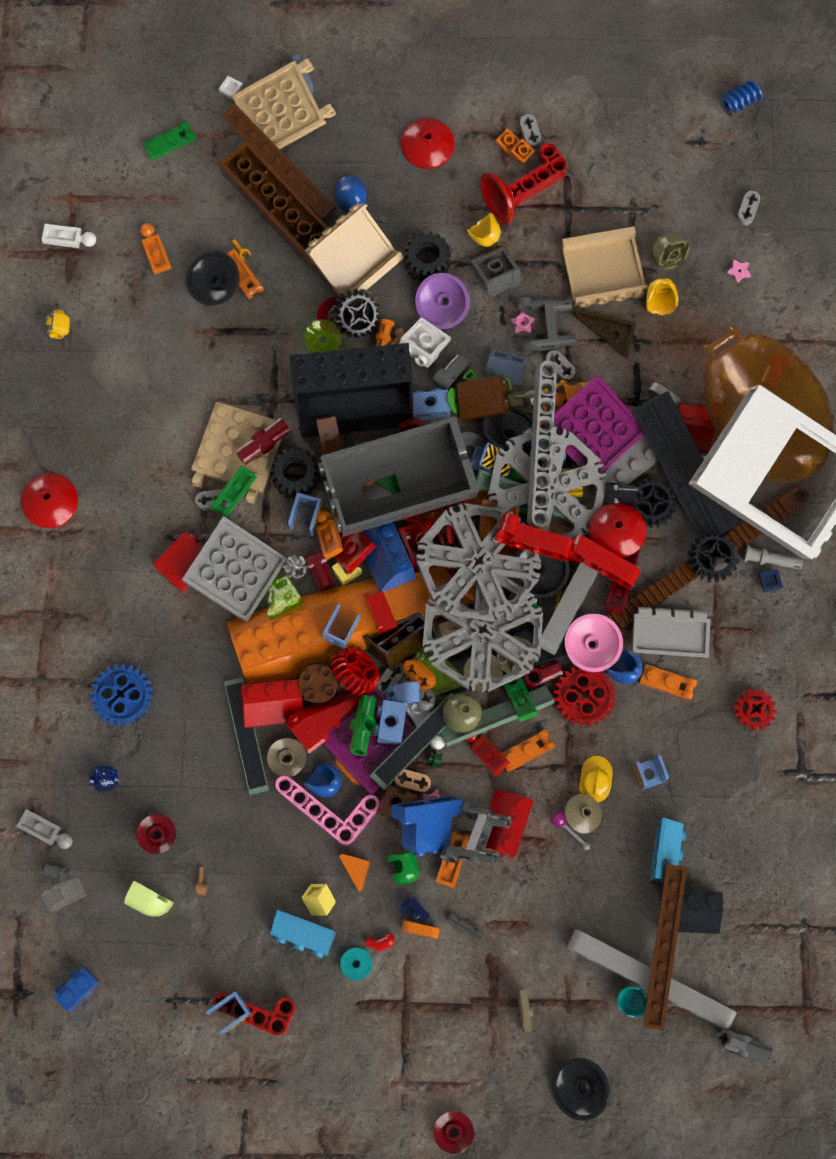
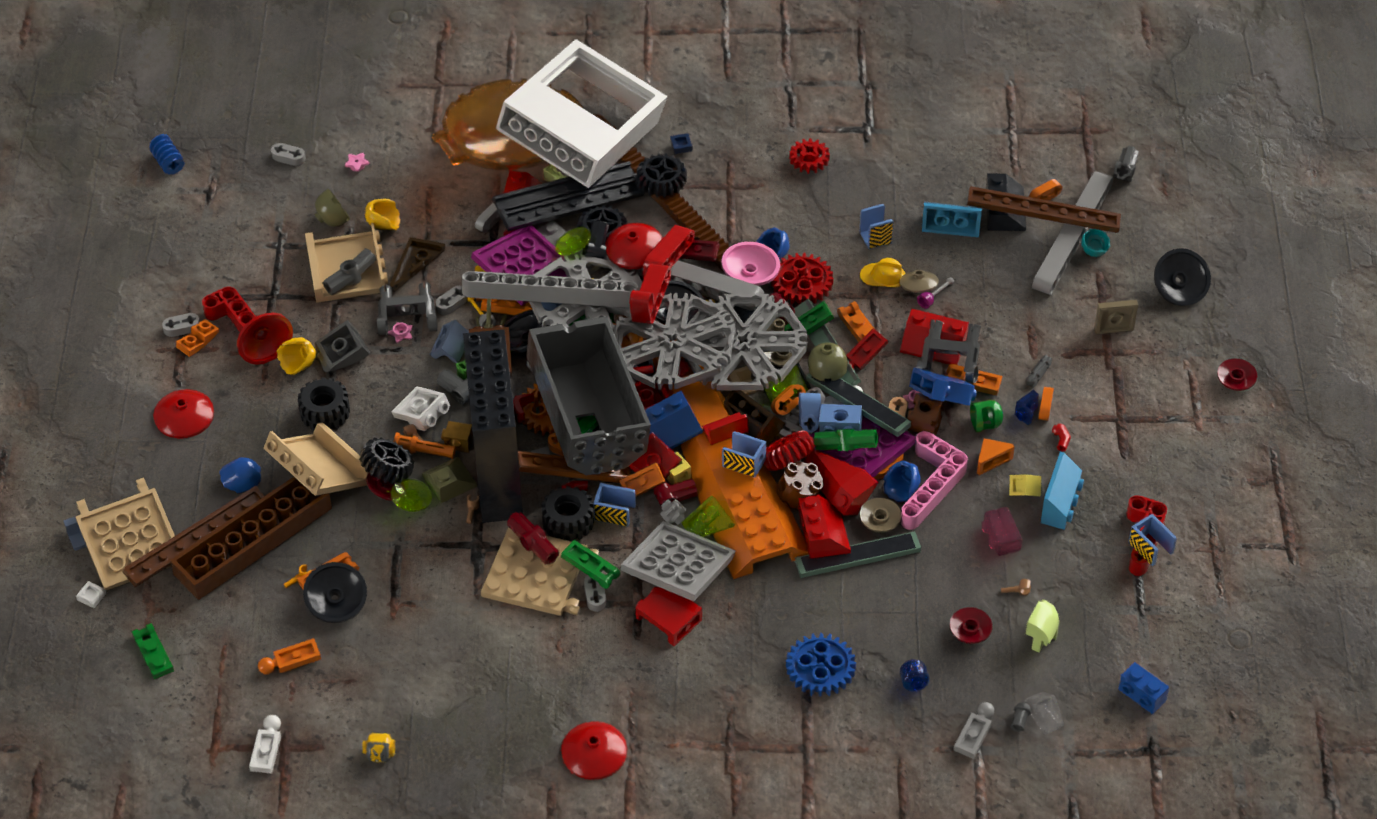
camera: 90 degrees left, 25 degrees down
(263, 872) = (1002, 531): none -> clear pink brick
(347, 964) = (1087, 449): teal piece -> none
(431, 305) = (383, 381): medium lavender dish -> none
(435, 759) = (874, 391): dark green plate -> none
(586, 269) = (349, 272): none -> dark grey piece
(621, 471) = (572, 241): none -> clear neon green dish
(667, 682) = (786, 218): orange plate -> none
(671, 634) = (735, 213): light grey hinge -> none
(707, 955) = (1047, 190): none -> orange beam
(763, 556) = (657, 145): light grey pin -> none

